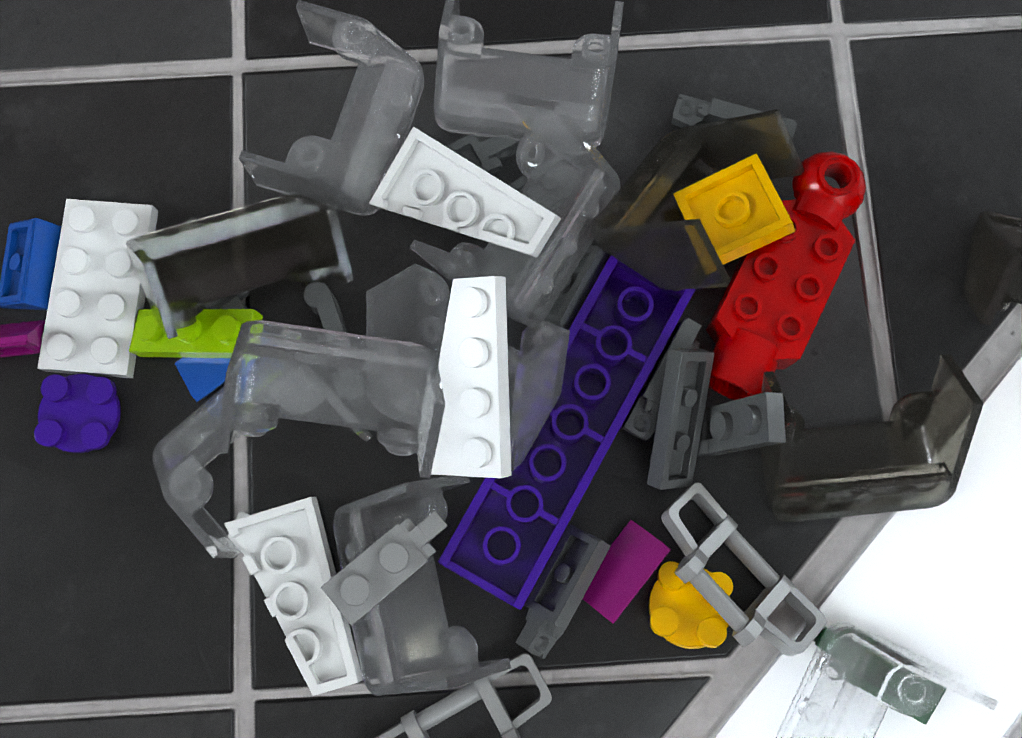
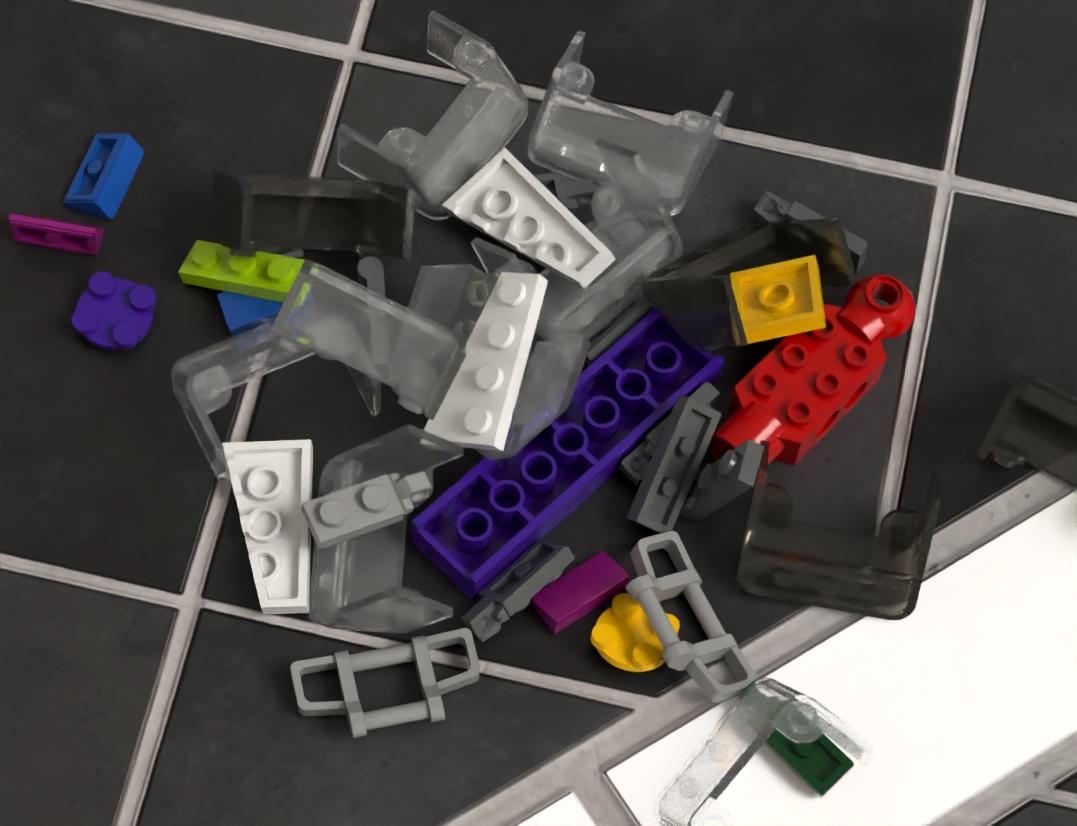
camera: 10 degrees right, 15 degrees down
(95, 290) = (162, 211): white plate -> none

